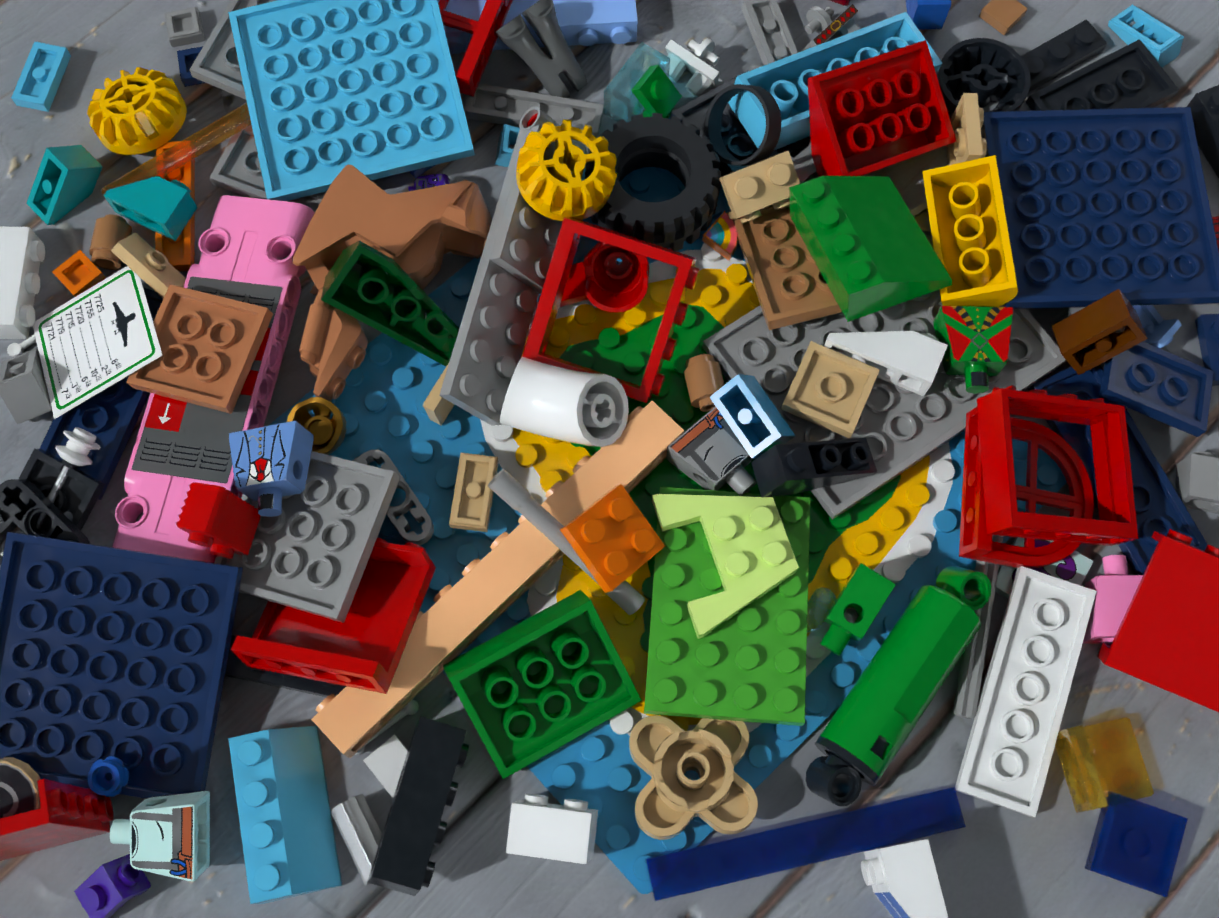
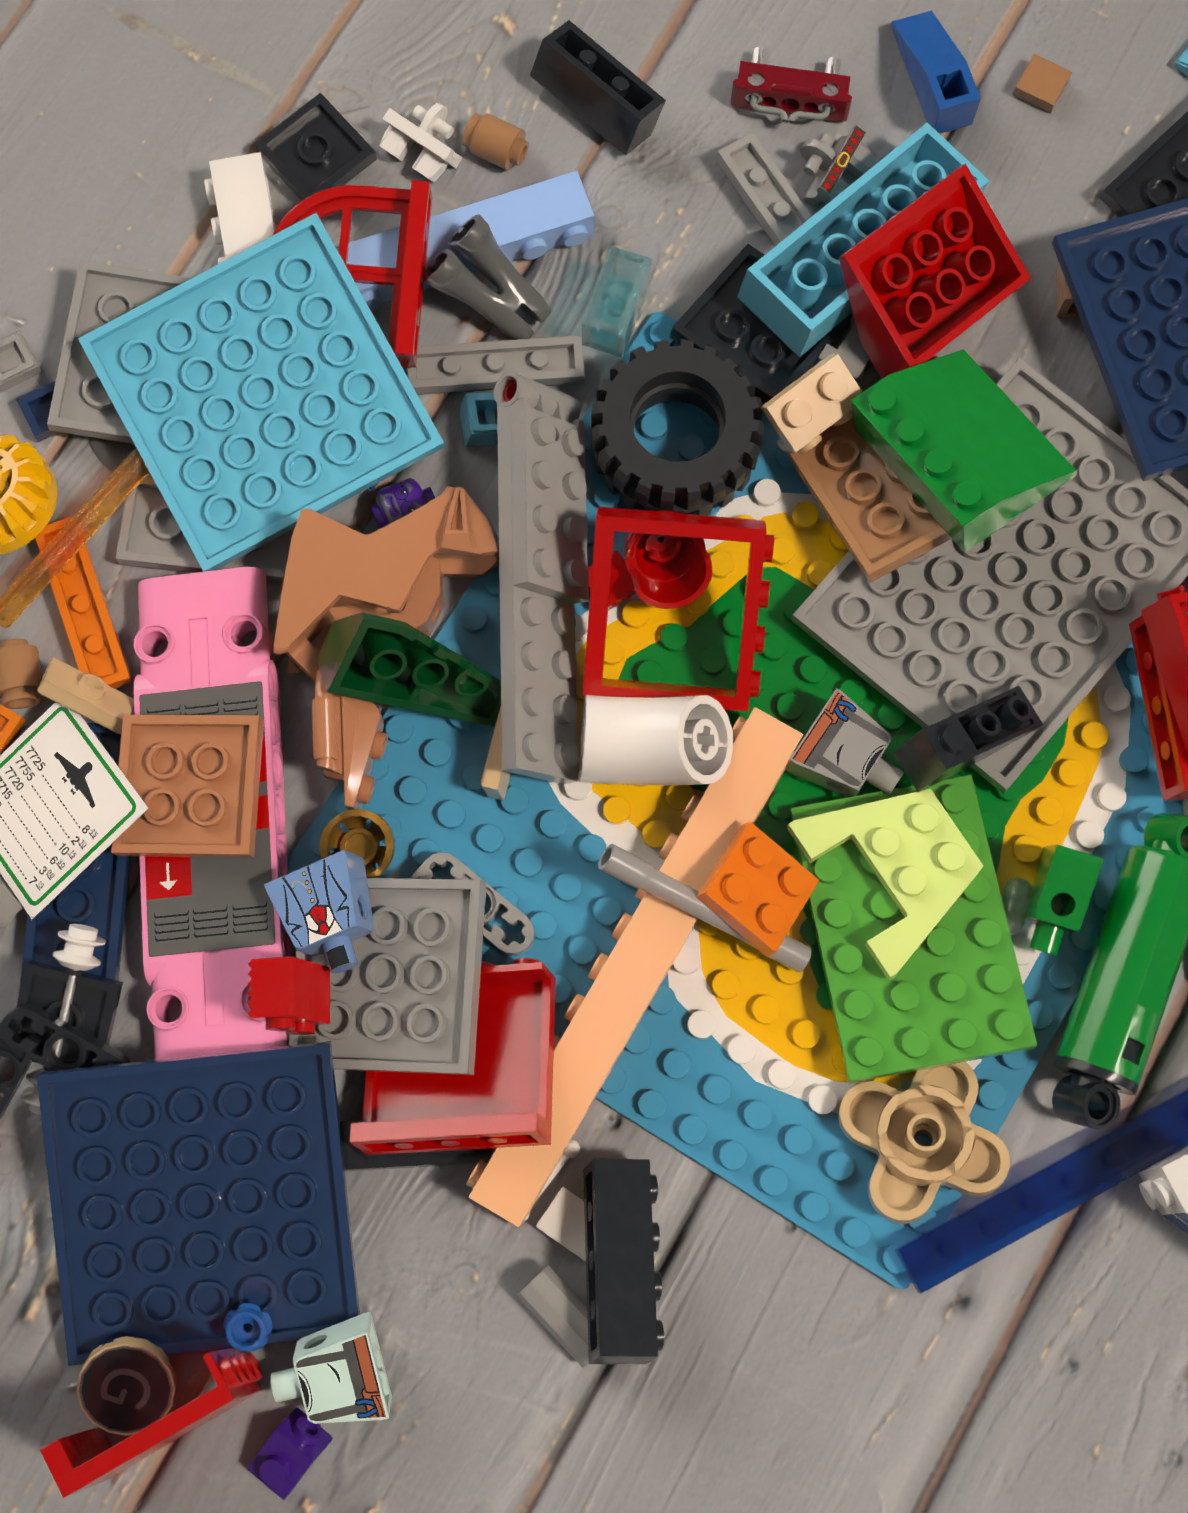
camera: 15 degrees left, 5 degrees up
(154, 204) = (64, 614): teal slope -> none
(284, 813) = (465, 1312): medium azure slope -> none
(472, 495) = (570, 873): tan plate -> none
(542, 683) = (720, 1079): green slope -> none
(552, 829) = (781, 1245): white brick -> none
(559, 192) = (568, 477): yellow gear -> none
(656, 92) = (647, 311): green bracket -> none
(702, 380) = (808, 666): medium nougat brick -> none
(704, 75) = (695, 264): white hips -> none
(722, 236) = (777, 472): tile -> none
(751, 415) = (881, 697): dark azure brick -> none
(772, 130) = (808, 316): black tyre -> none
(830, 389) = (962, 638): tan plate -> none
(902, 356) = (1036, 578): white slope -> none
(967, 126) = (1049, 285): tan plate -> none
(971, 233) = (1081, 399): yellow brick -> none
(975, 341) = (1117, 536): torso -> none
(986, 69) = (1055, 175): black gear -> none
(1062, 53) = (1121, 128): black plate -> none

